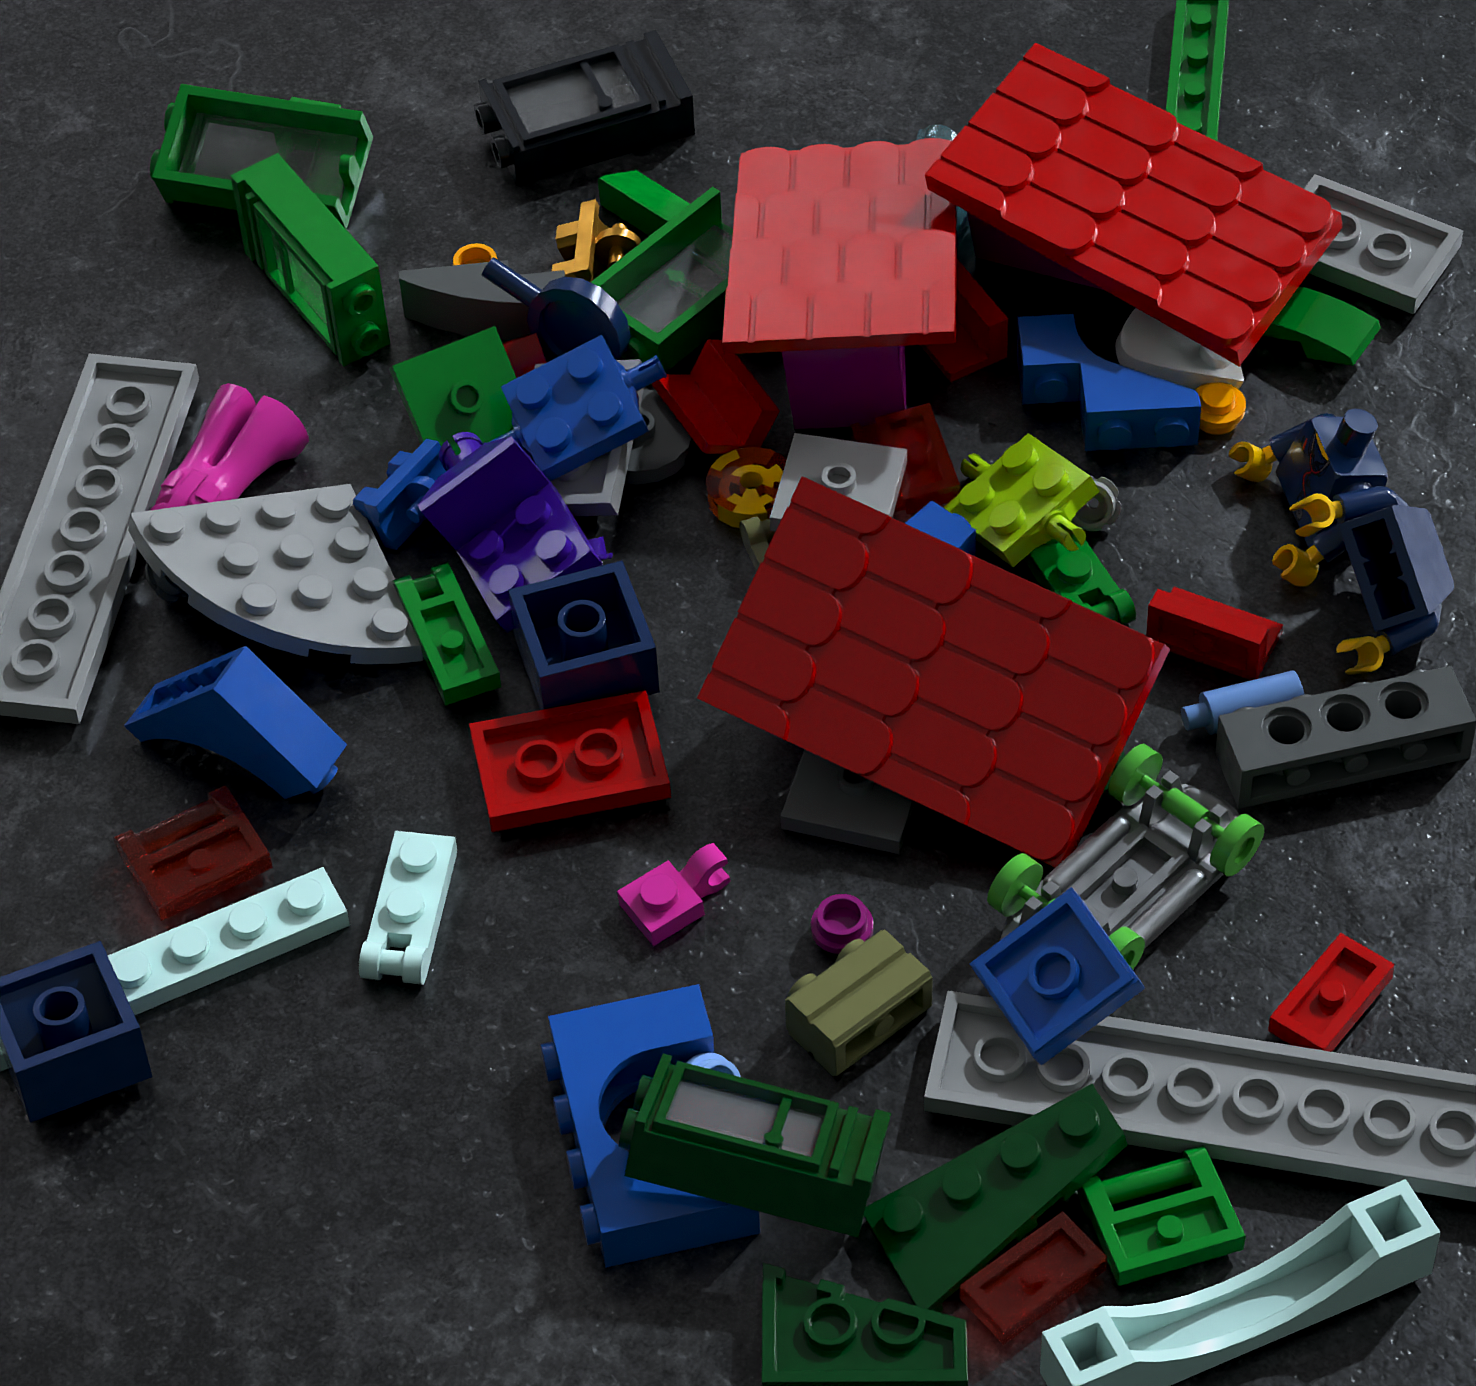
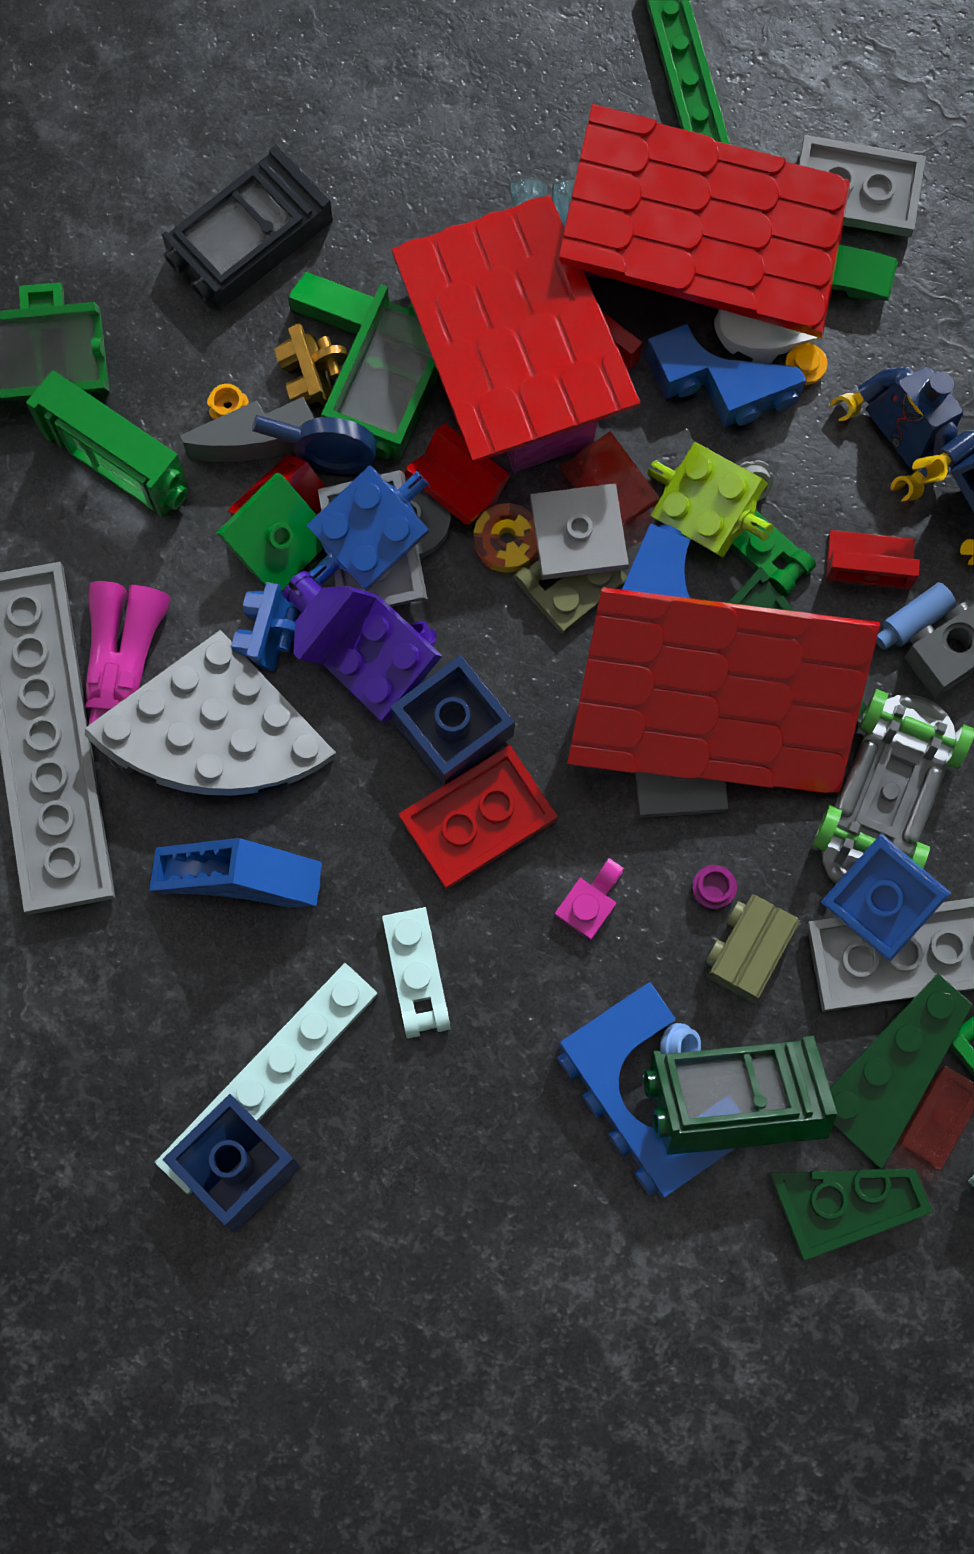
camera: 25 degrees left, 25 degrees up
(198, 864) = (257, 990): clear red plate -> none
(448, 635) = (347, 738): green plate -> none

